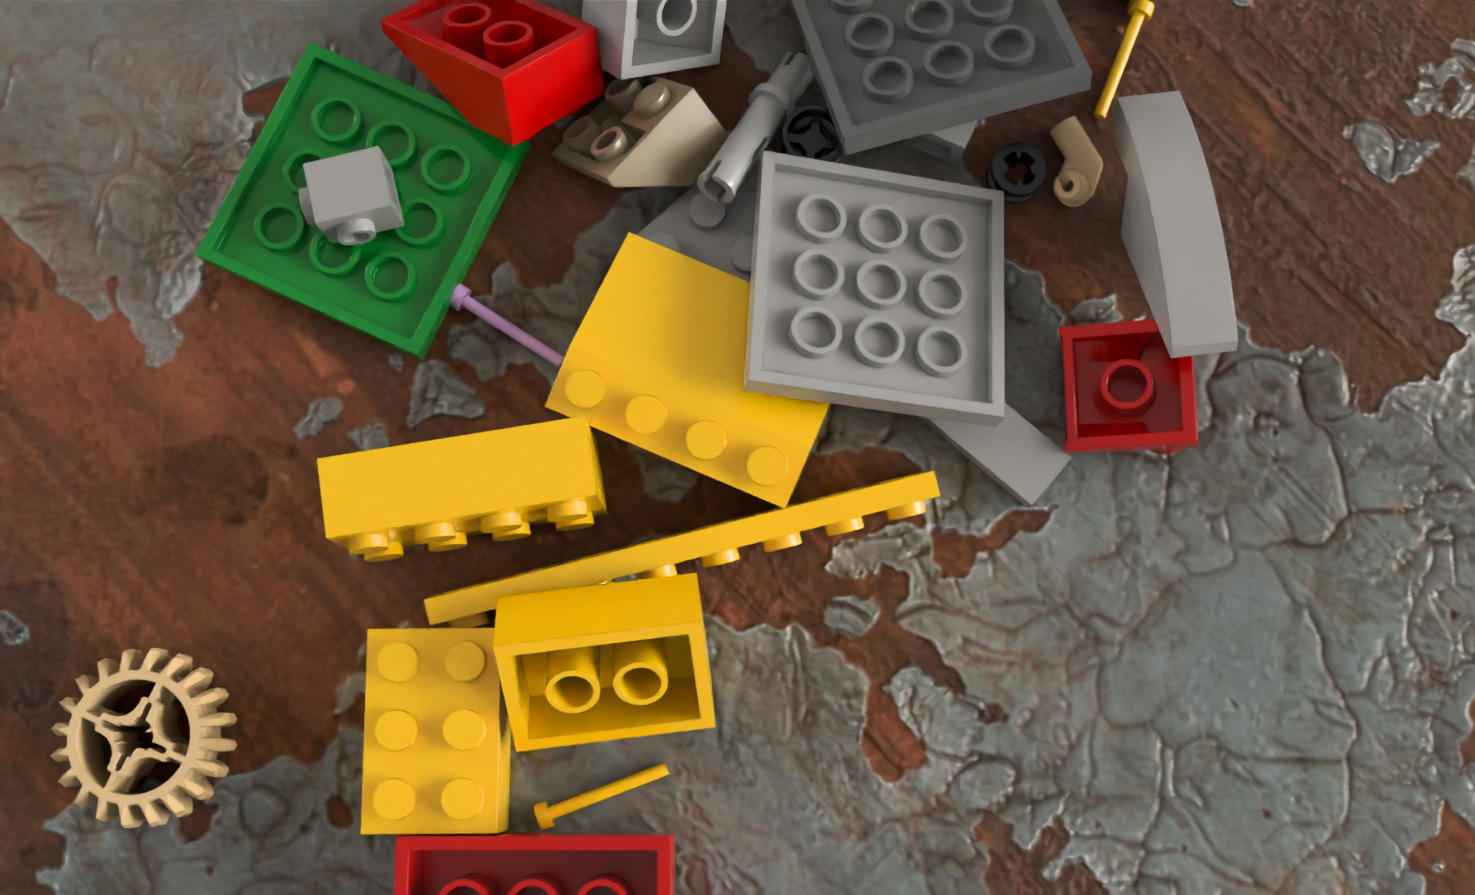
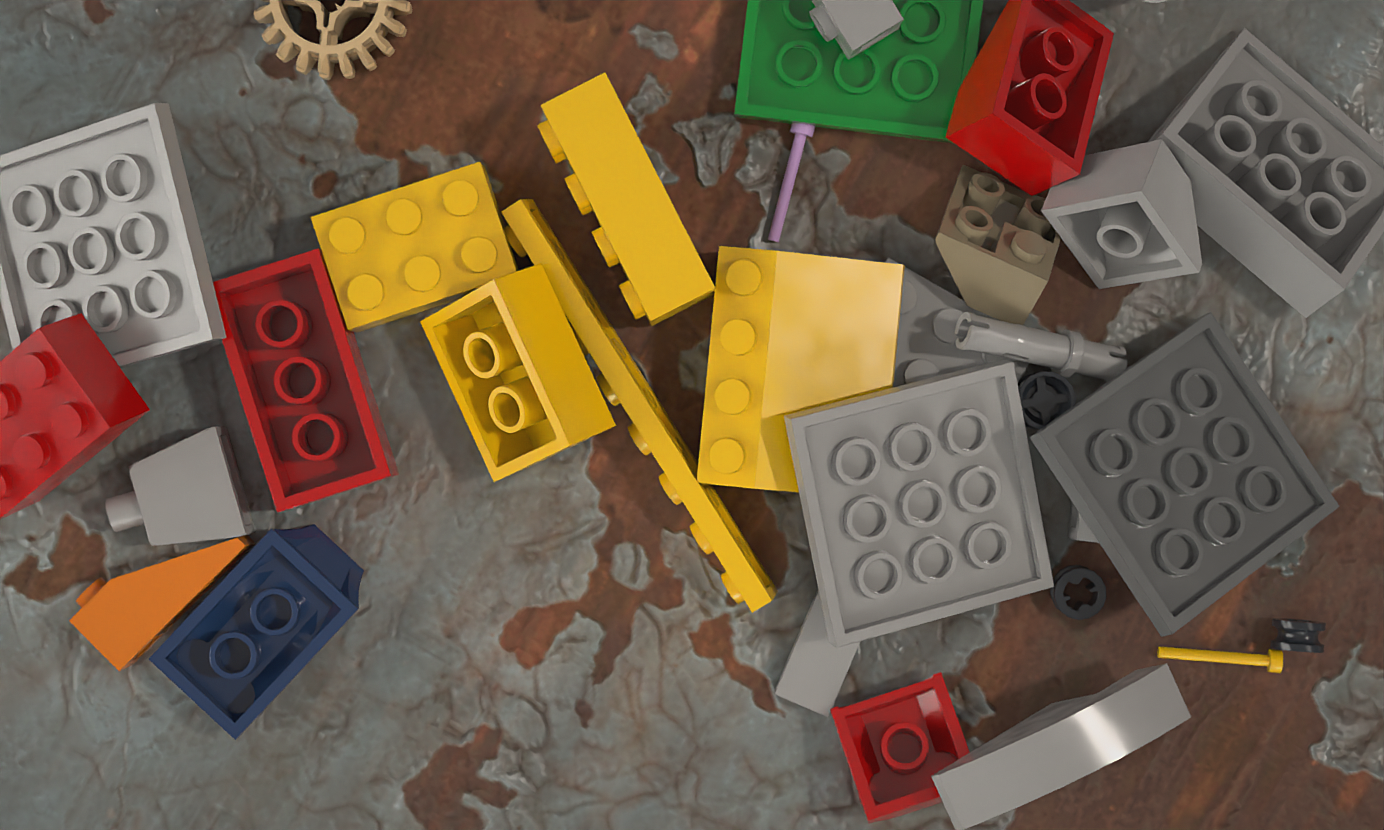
camera: 70 degrees right, 10 degrees up
(546, 814) = (379, 361): yellow piece -> none
(1081, 164) = (1102, 649): tan arm -> none

